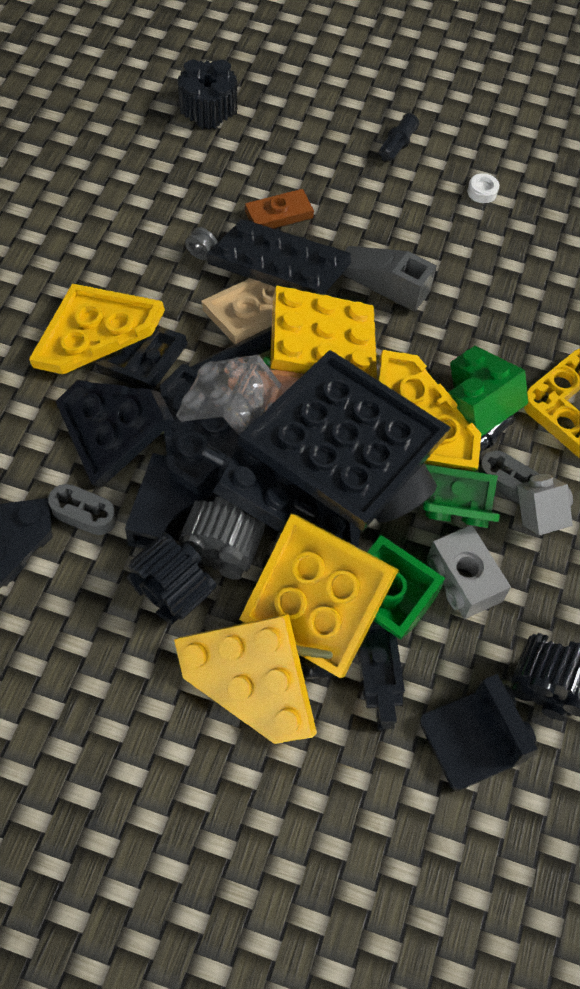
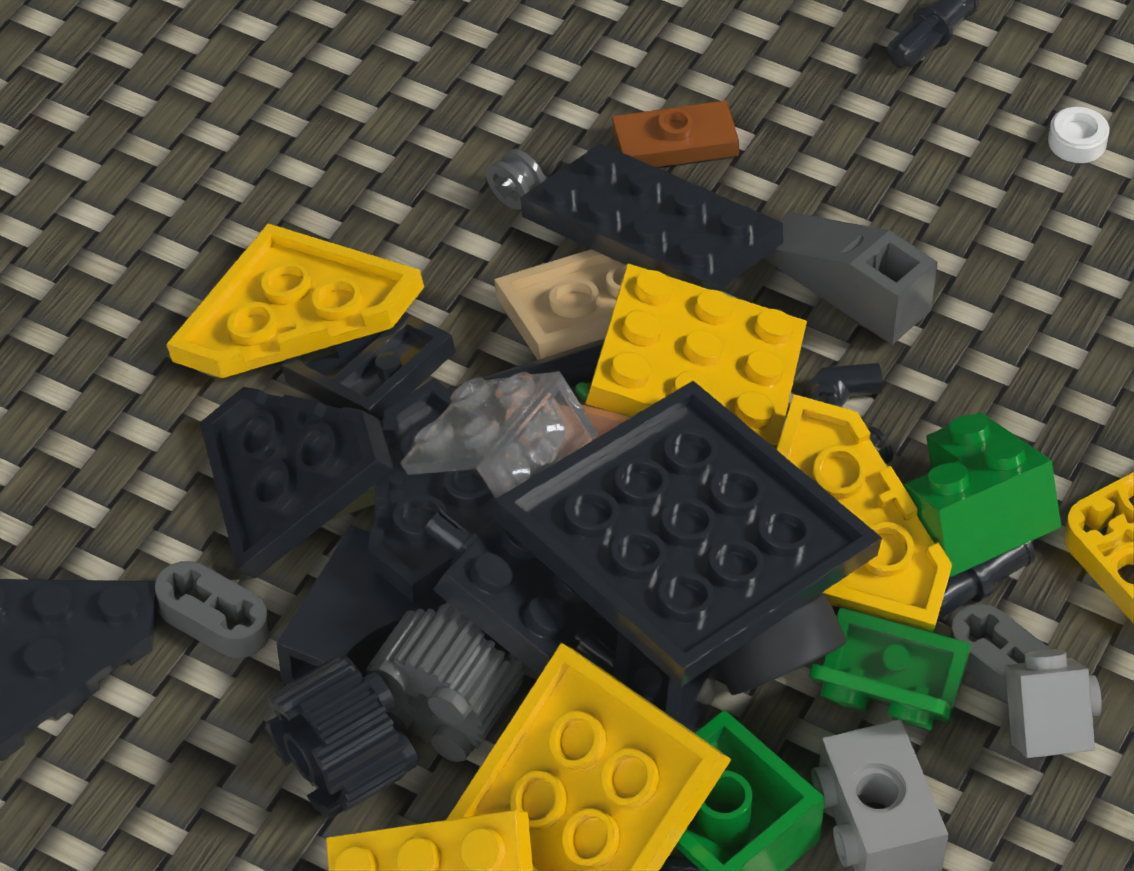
camera: 15 degrees right, 10 degrees down
(391, 337) = (839, 383): none -> black arm

